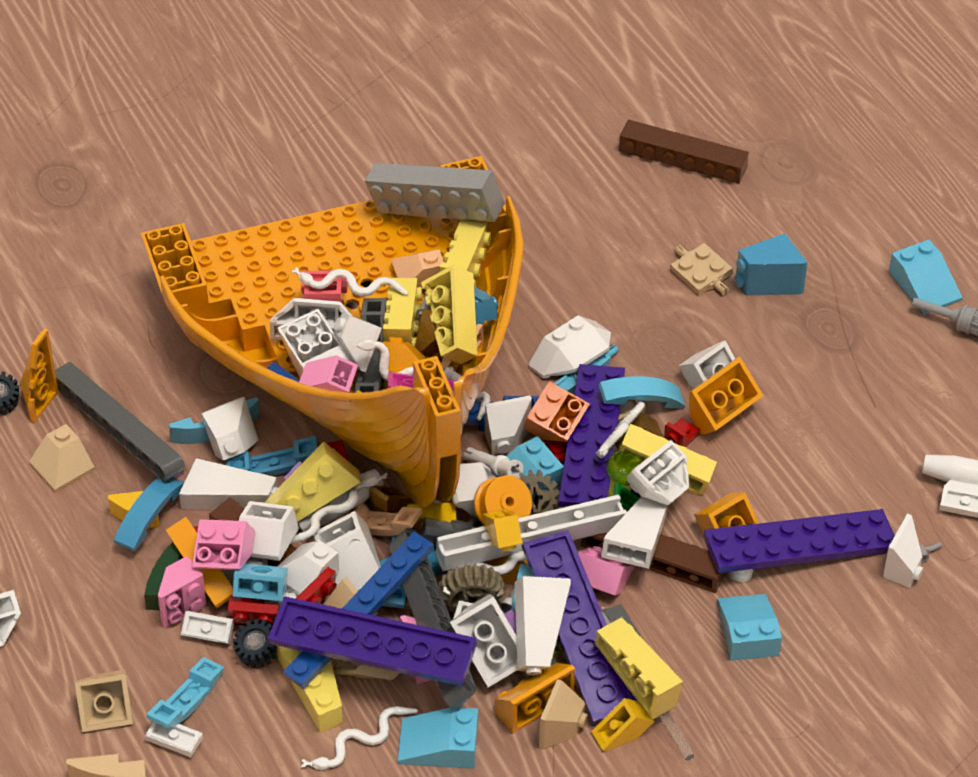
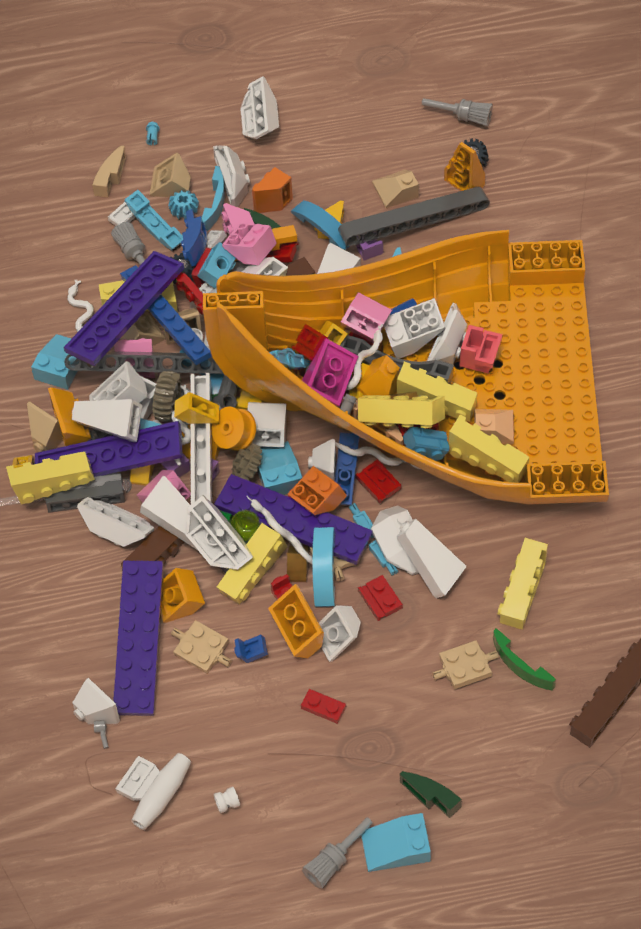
camera: 110 degrees right, 10 degrees up
(24, 746) = (152, 133): none -> medium azure pin
(86, 630) = (234, 178): none -> white wedge
(108, 571) = (272, 192): none -> orange slope
(129, 635) = (211, 215): none -> medium azure slope
(147, 672) = (183, 202): none -> medium azure gear
(218, 626) = (194, 238): none -> blue slope
(236, 708) = (129, 242): none -> light grey piece
(307, 279) = (477, 325): white animal -> none
(356, 330) = (408, 347): white slope -> none
(435, 192) = (555, 436): light grey brick -> none
(500, 465) = (283, 446): white pin -> none
(506, 381) = (378, 481): none -> red plate
(591, 235) = (523, 583): none -> light yellow wedge
(600, 304) = (430, 557): none -> white slope
(651, 353) = (380, 597): none -> red plate
(661, 599) = (113, 522): none -> white wedge
(671, 239) = (538, 678): none -> green slope
(750, 627) = (79, 580): medium azure slope -> none
(765, 441) = (251, 649): none -> blue bracket
(771, 268) = (438, 711): dark azure slope -> none
(781, 490) = (201, 647): none -> tan plate
(801, 371) = (323, 706): none -> red plate
(860, 261) = (431, 793): none -> dark green slope
(950, 418) = (226, 800): none -> white wheel

